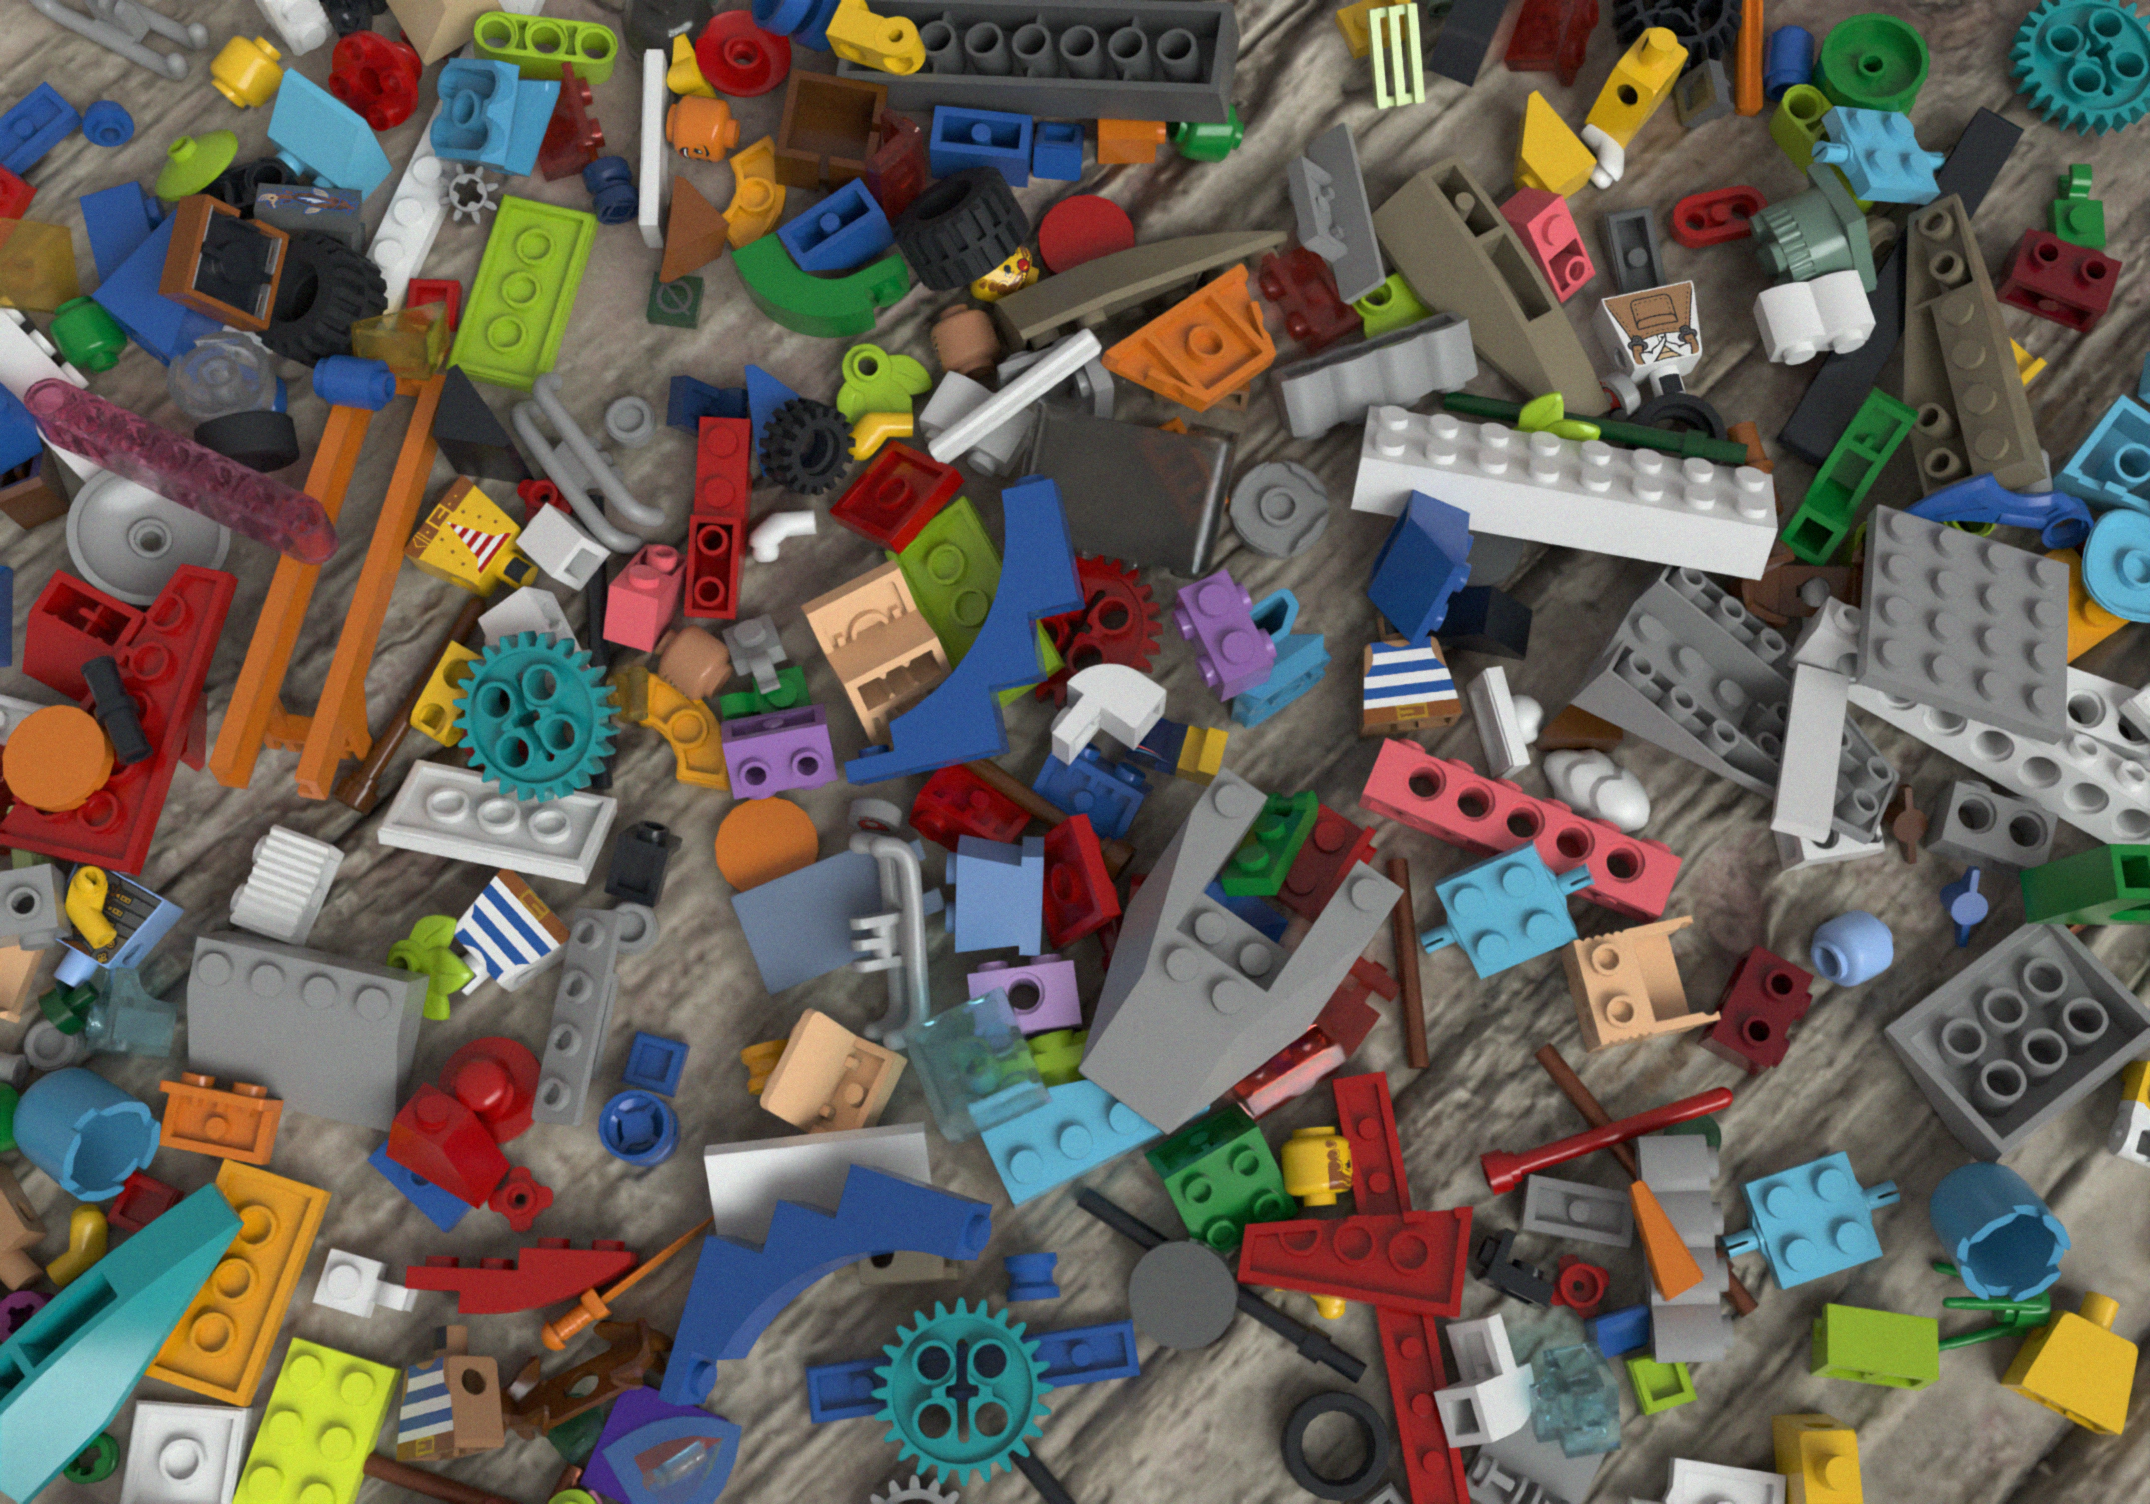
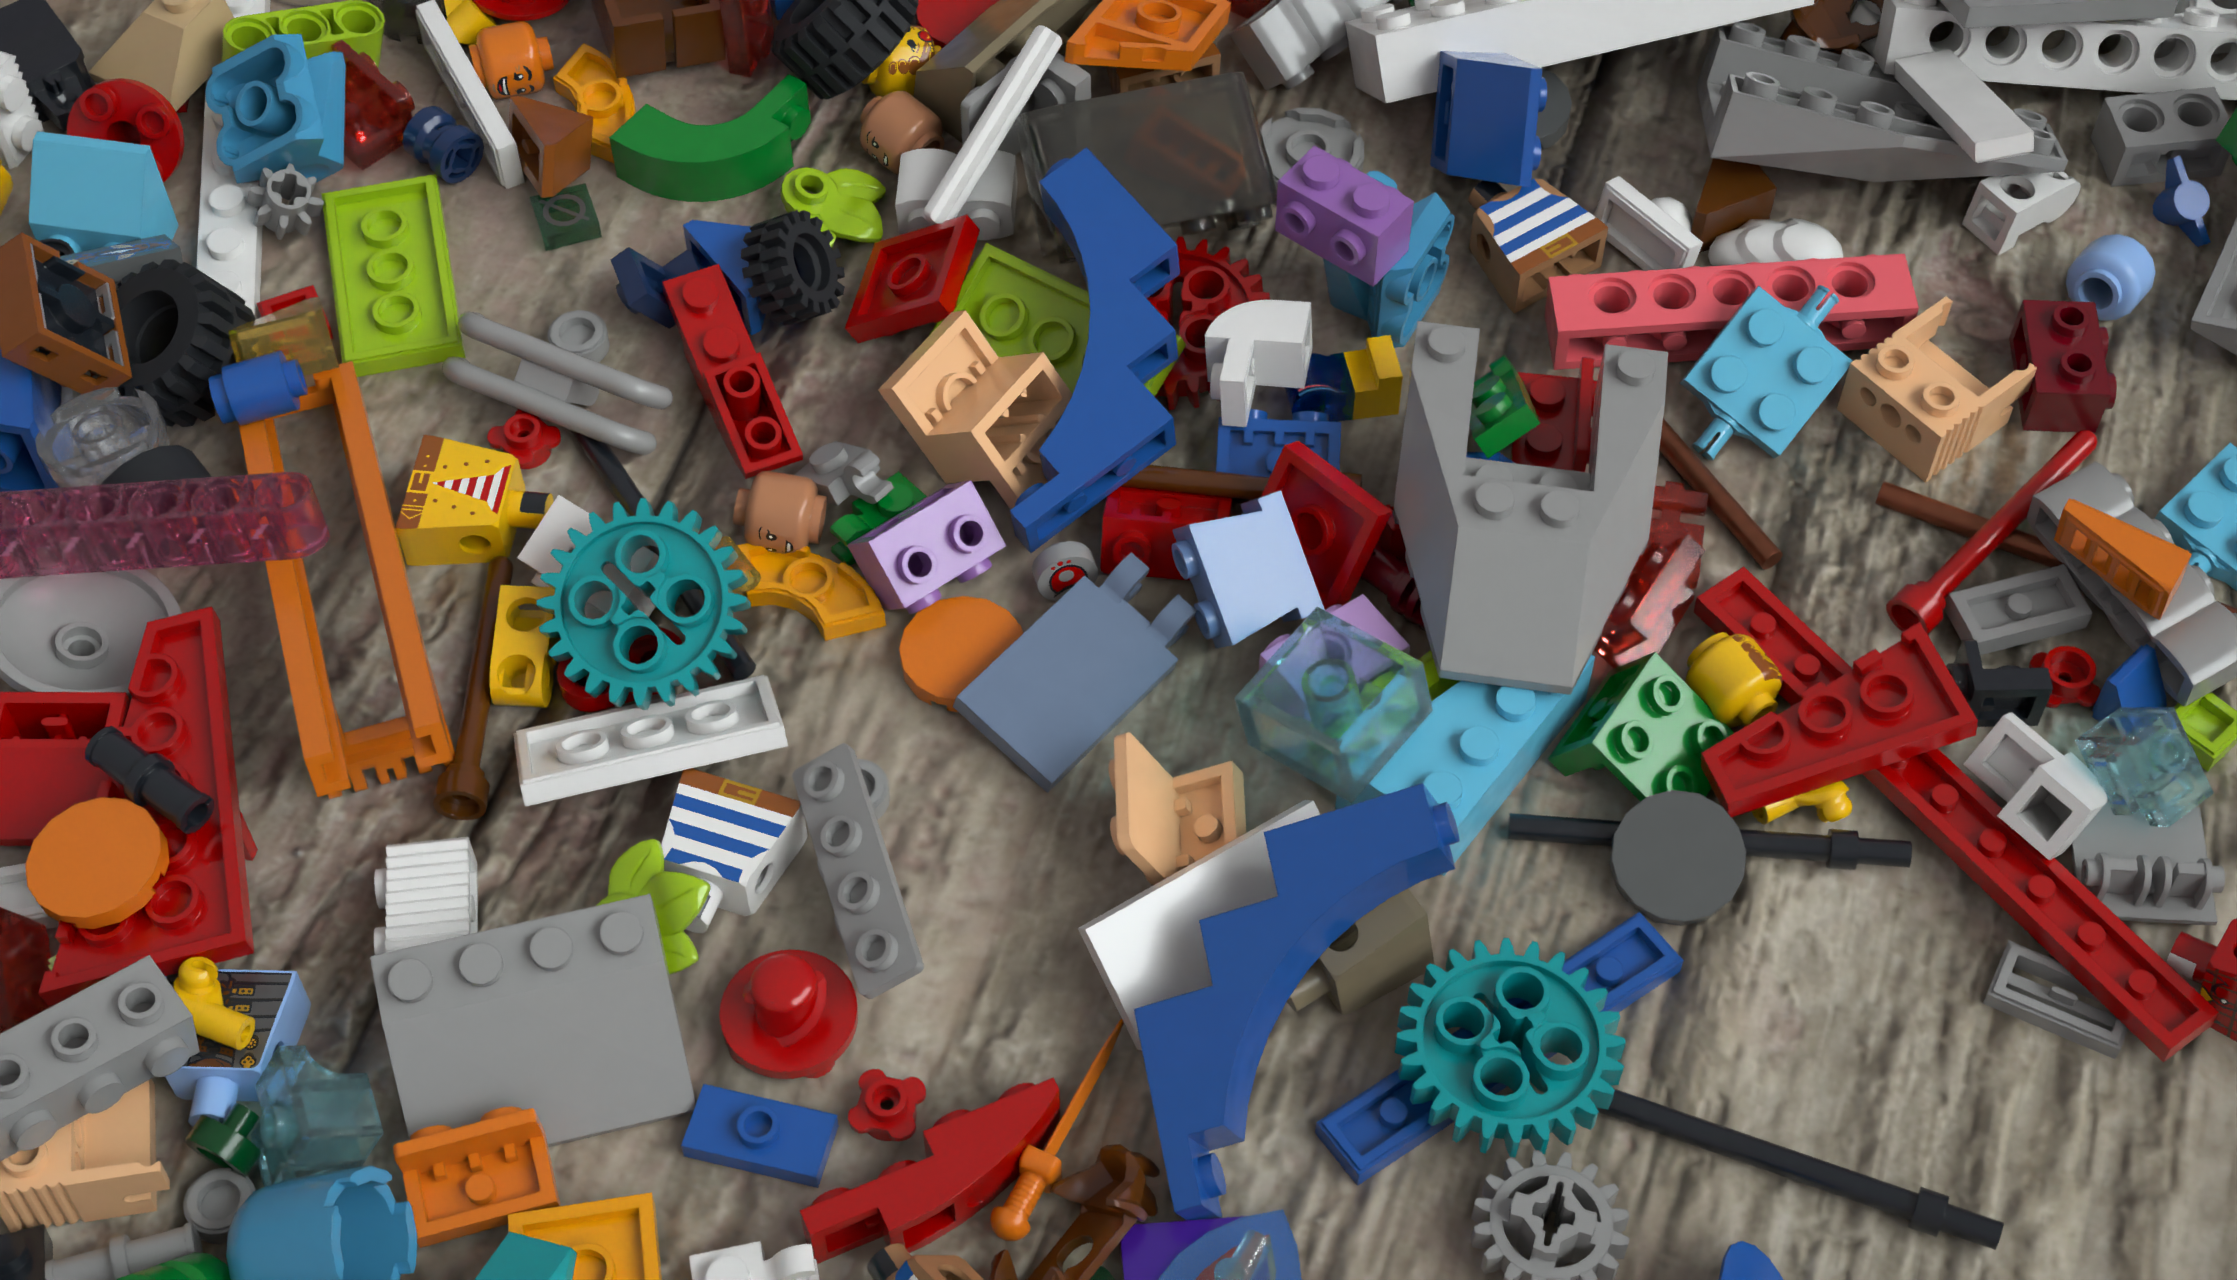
camera: 25 degrees left, 20 degrees down
(447, 1146) = (773, 1069): red slope -> none
(473, 436) = (429, 387): black slope -> none
(562, 547) = (574, 460): white brick -> none
(639, 1128) = (988, 961): blue wheel -> none
(642, 863) = (834, 714): black bracket -> none
(645, 597) = (694, 471): coral slope -> none
(655, 1064) = (961, 909): blue tile -> none
(762, 1062) = (1089, 844): light orange wheel -> none
(778, 527) = (803, 361): white arm -> none
(838, 231) = (717, 76): blue slope -> none
(875, 428) = (855, 232): yellow arm -> none
(895, 938) = (1163, 645): light grey piece -> none
(1031, 1277) = (1508, 913): blue wheel -> none
(1376, 1437) = (1947, 890): black tyre -> none
(1485, 623) = (1577, 158): black slope -> none
(1905, 822) = (2084, 159): reddish brown piece -> none

